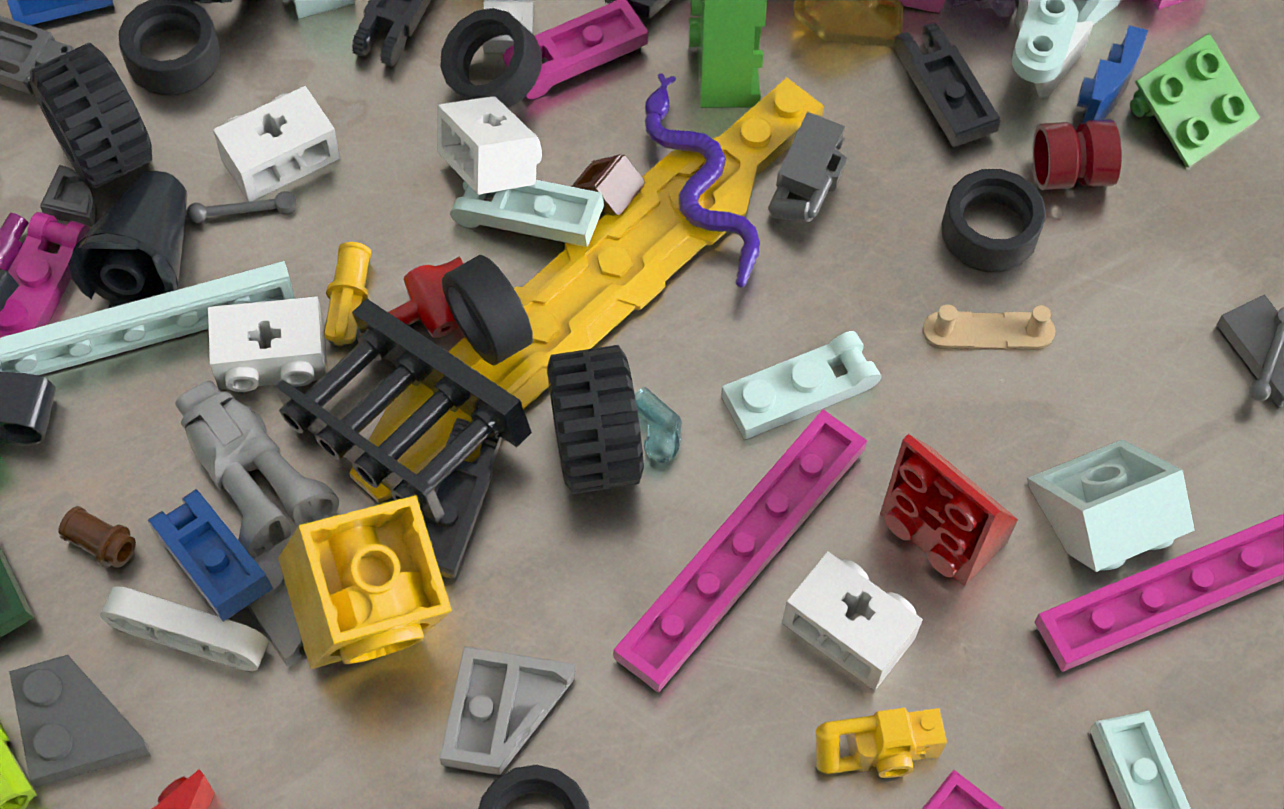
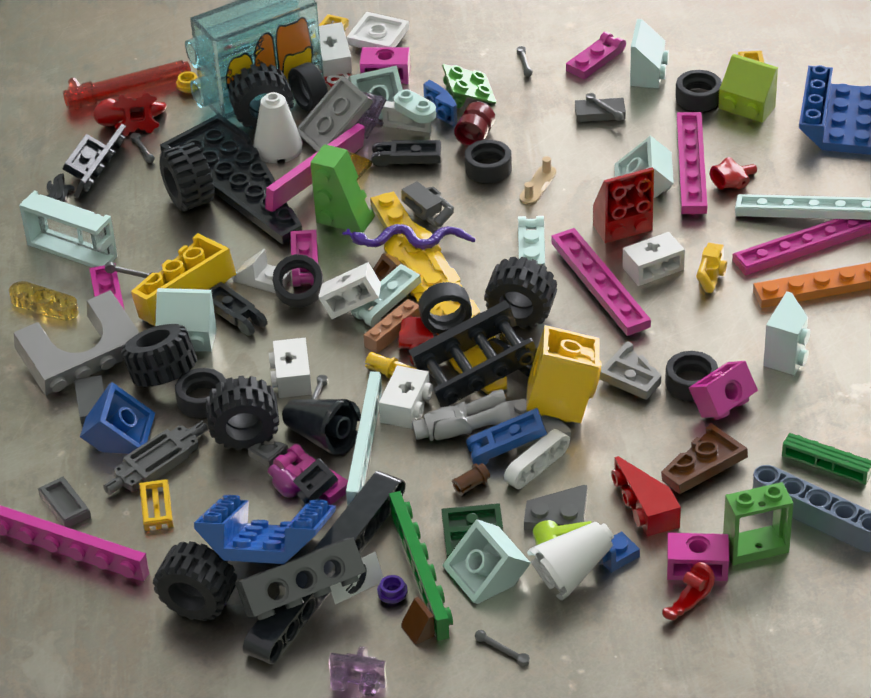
camera: 60 degrees left, 20 degrees down
(438, 243) = (388, 328): none -> nougat piece
(1207, 674) = (731, 175): none -> red piece

